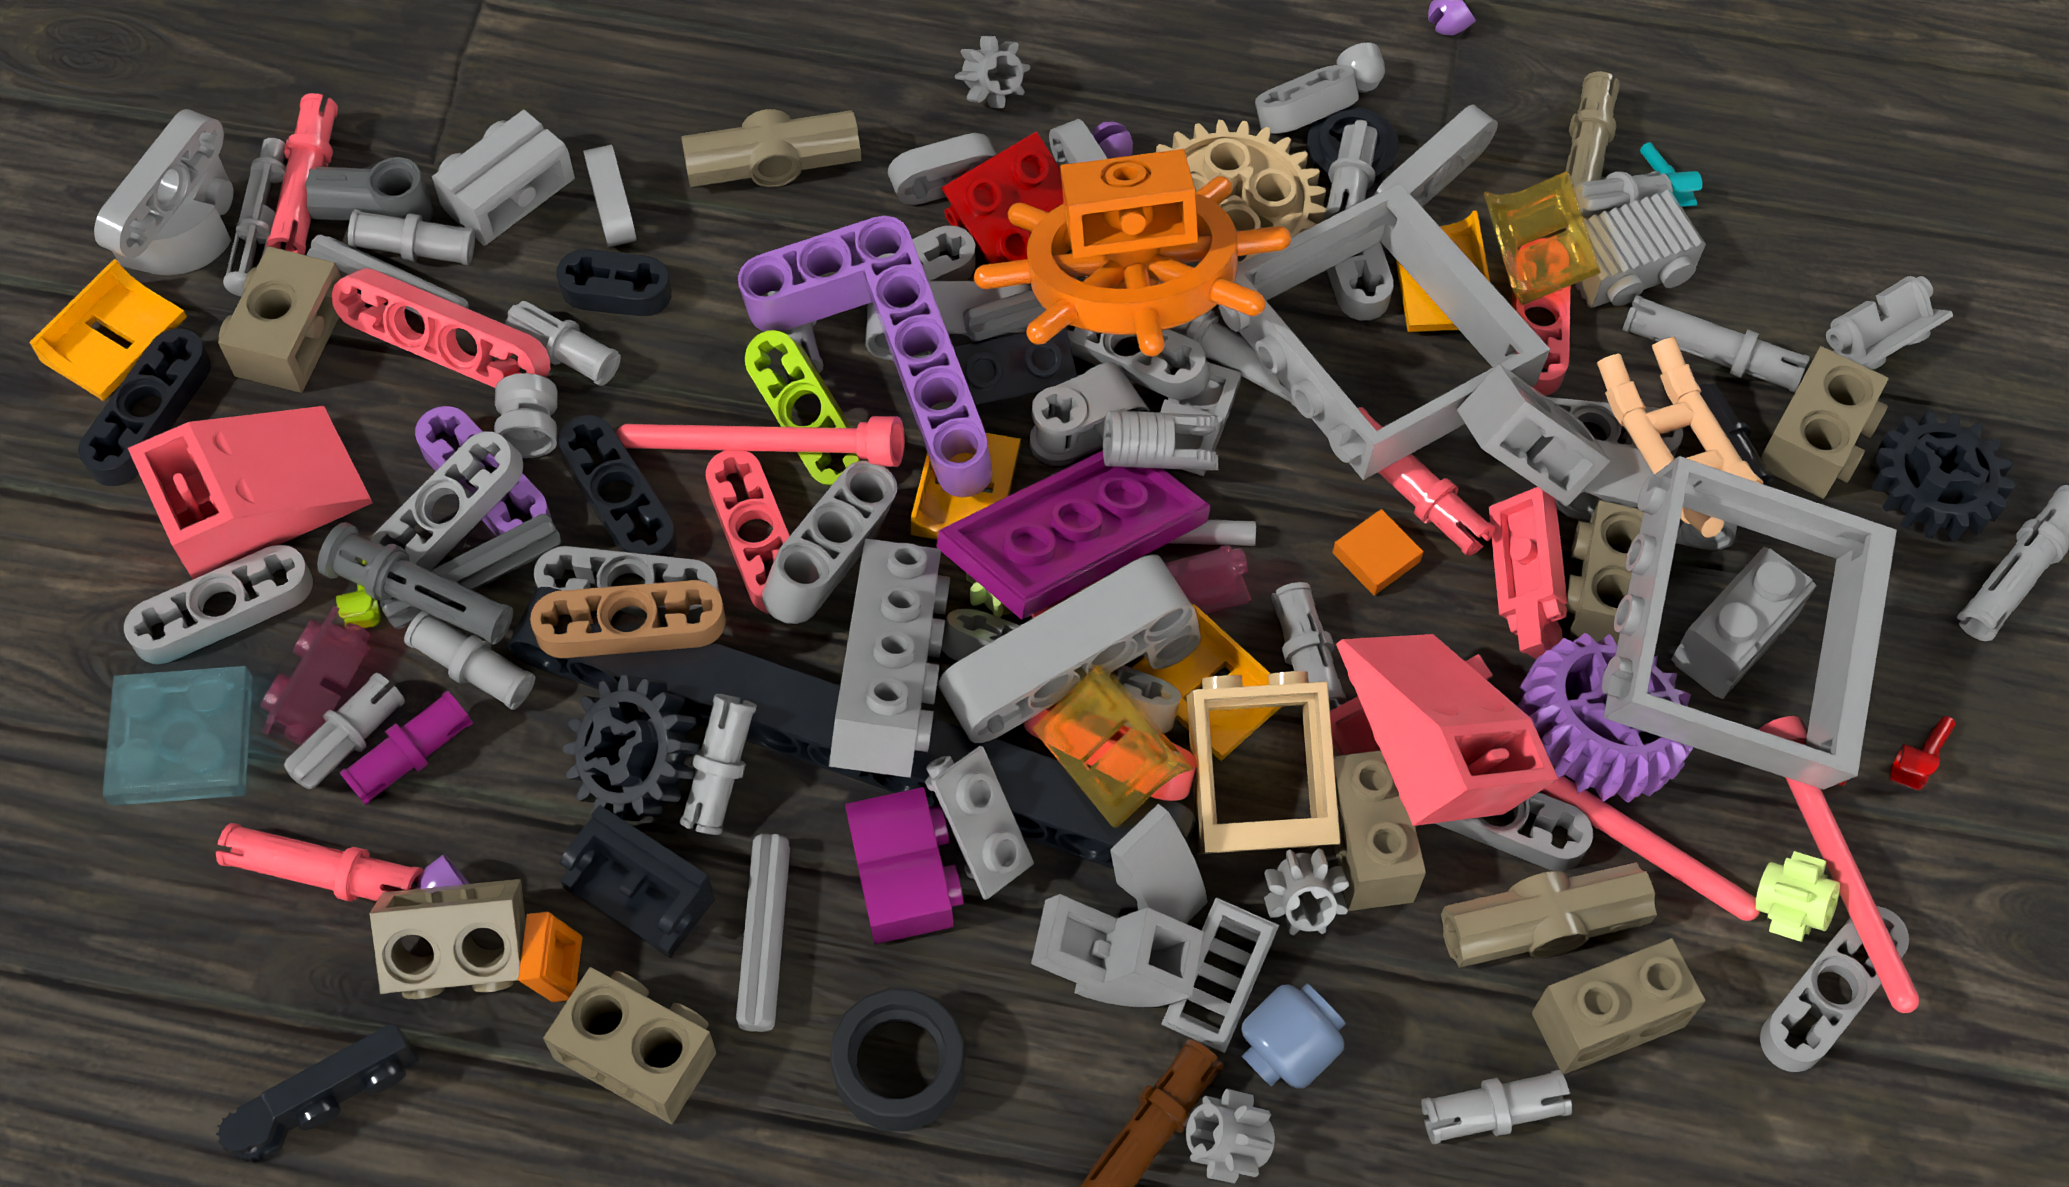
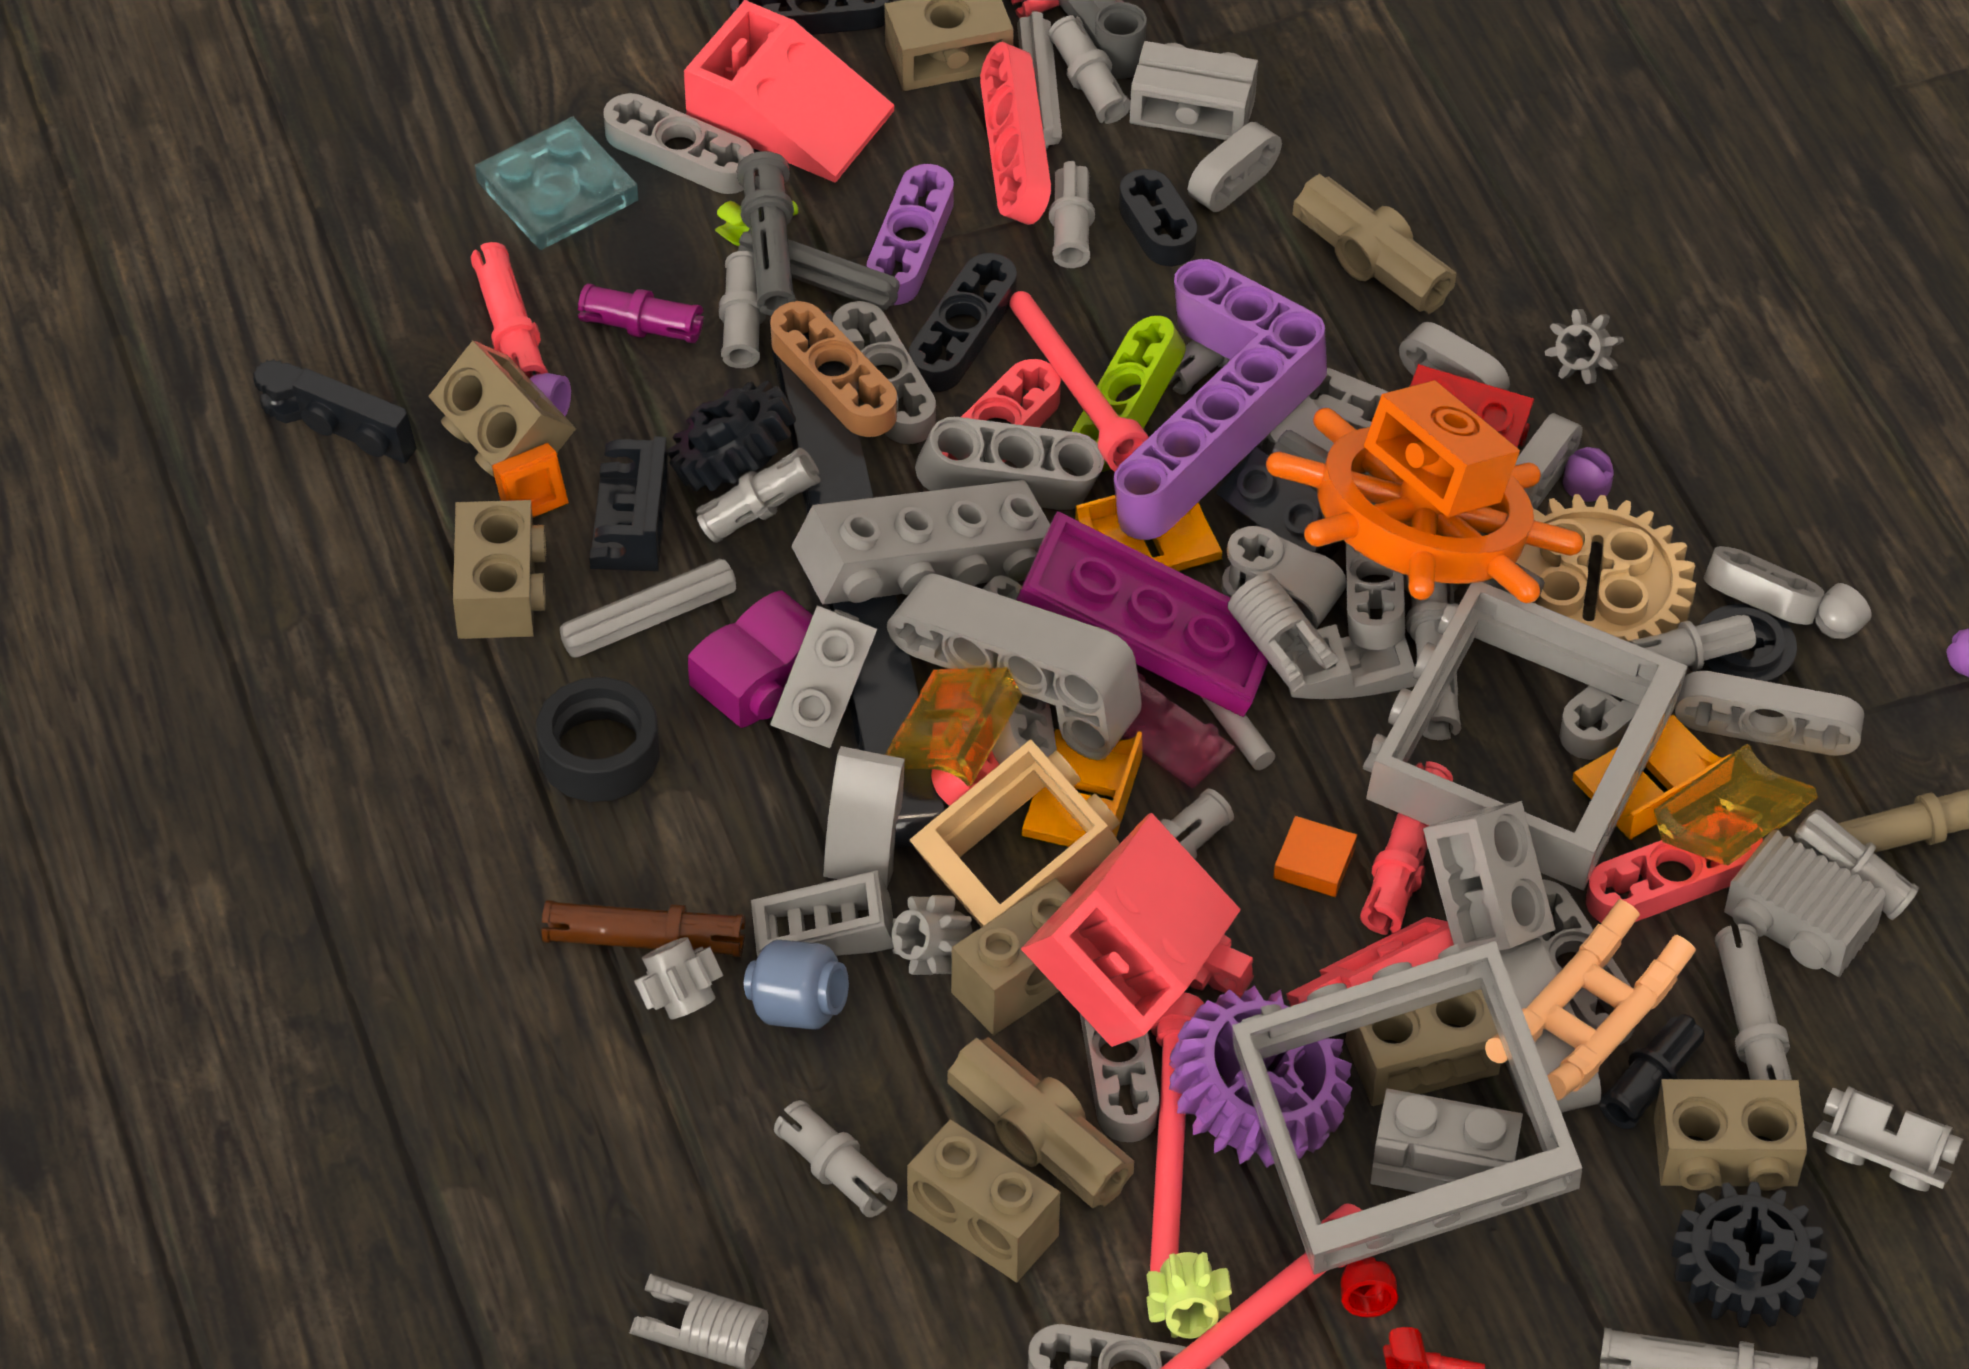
camera: 60 degrees right, 10 degrees down
(327, 654) = (635, 225): clear pink hinge -> none
(343, 732) = (626, 270): light grey axle -> none
(472, 507) = (893, 221): light grey beam -> none
(526, 412) = (984, 223): light grey wheel -> none
(1121, 960) = (780, 831): light grey brick -> none
(1682, 182) = (1925, 920): teal hand -> none

